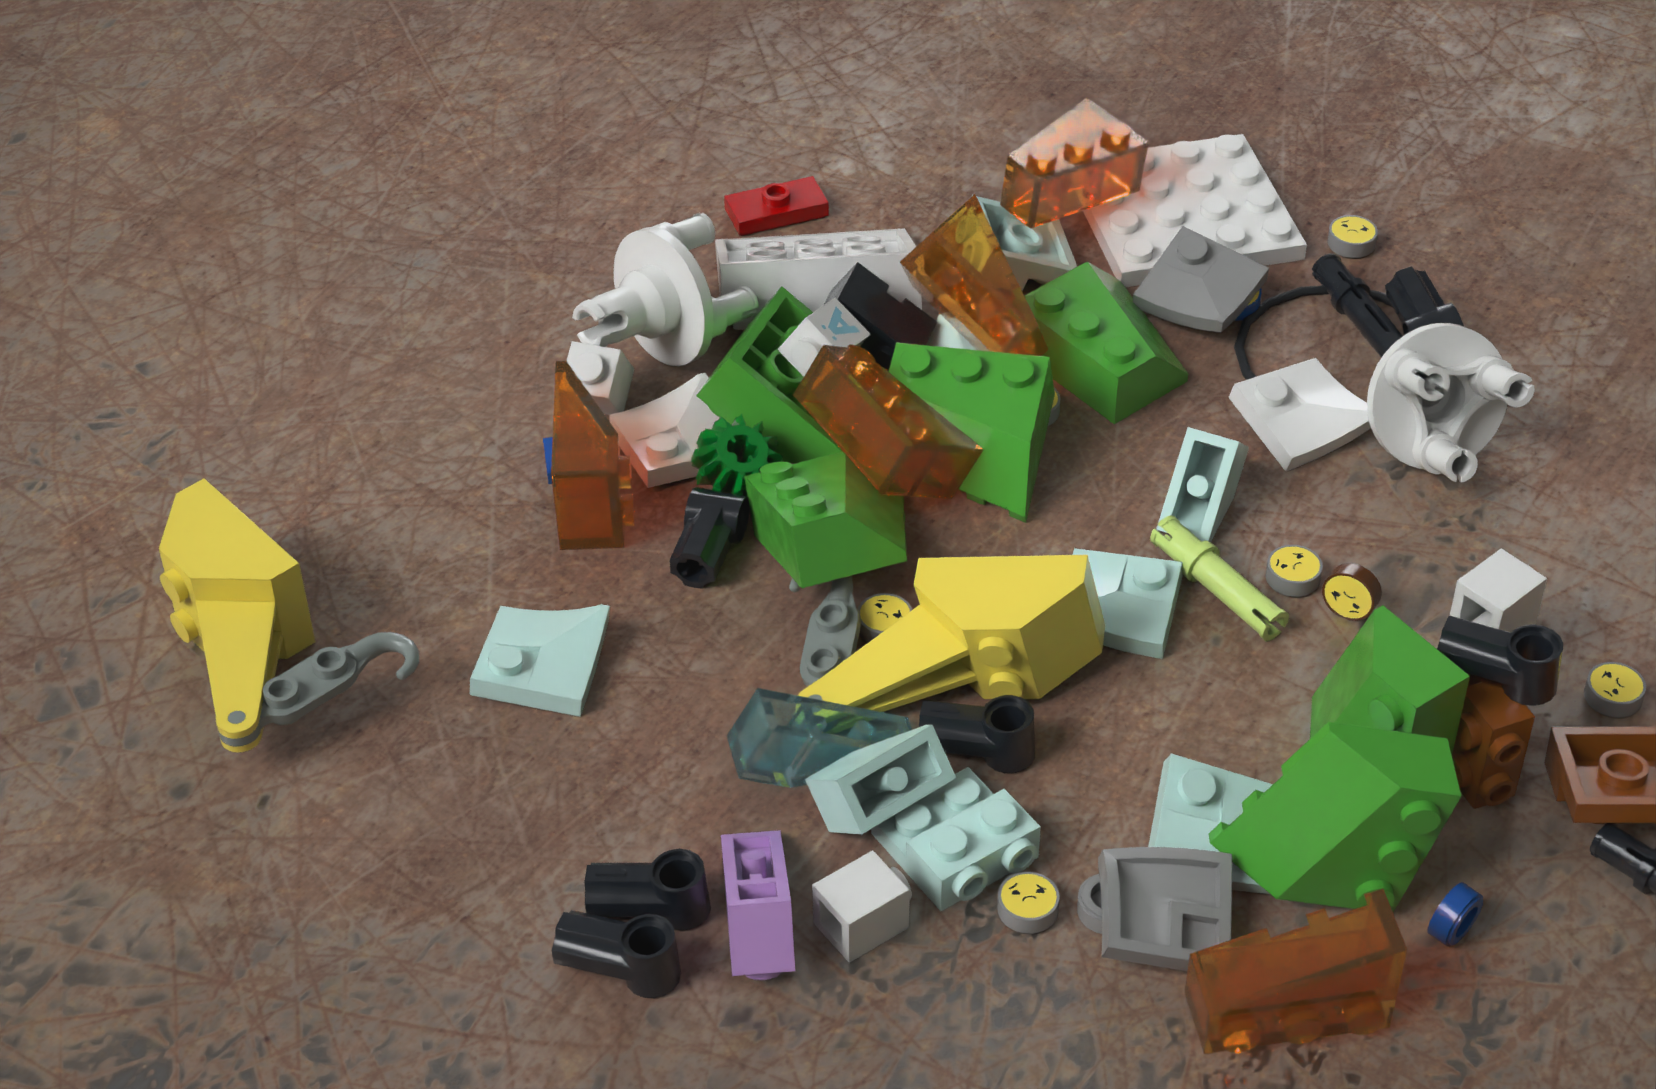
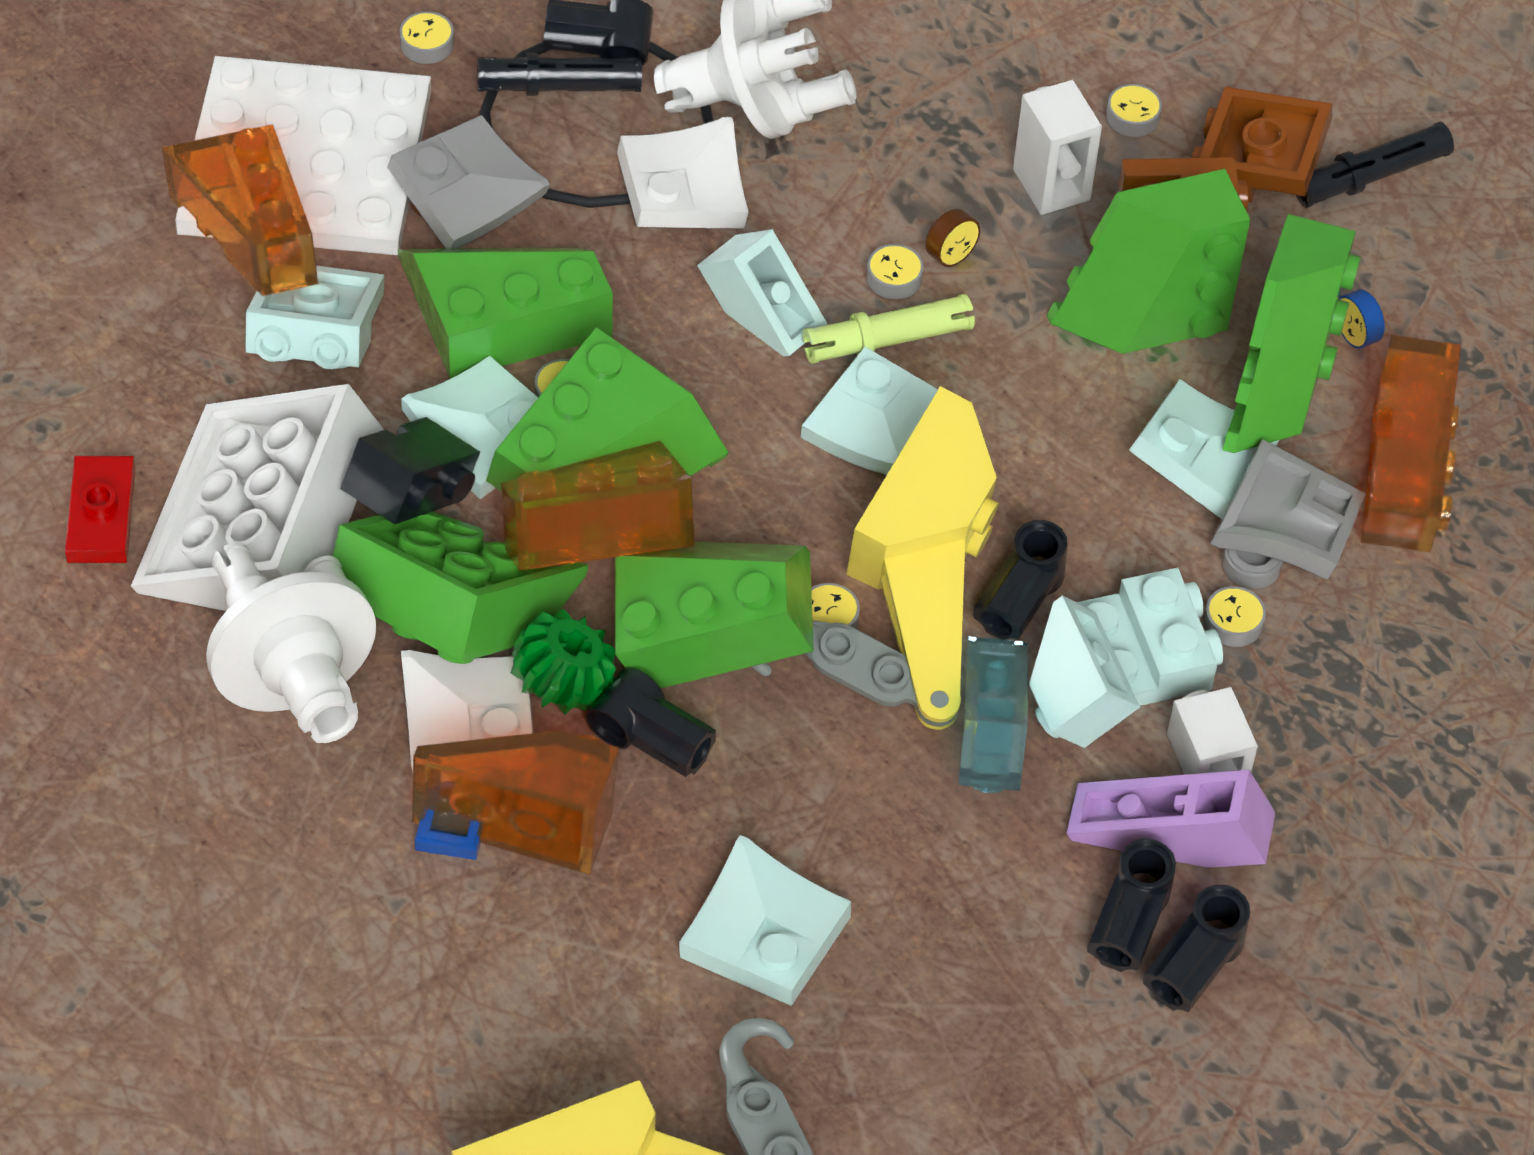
camera: 75 degrees left, 10 degrees up
(603, 373) = (369, 754): white brick -> none
(826, 326) = (453, 515): white brick -> none
(972, 284) = (447, 353): clear orange wedge -> none
(1521, 660) = (1184, 142): black piece -> none

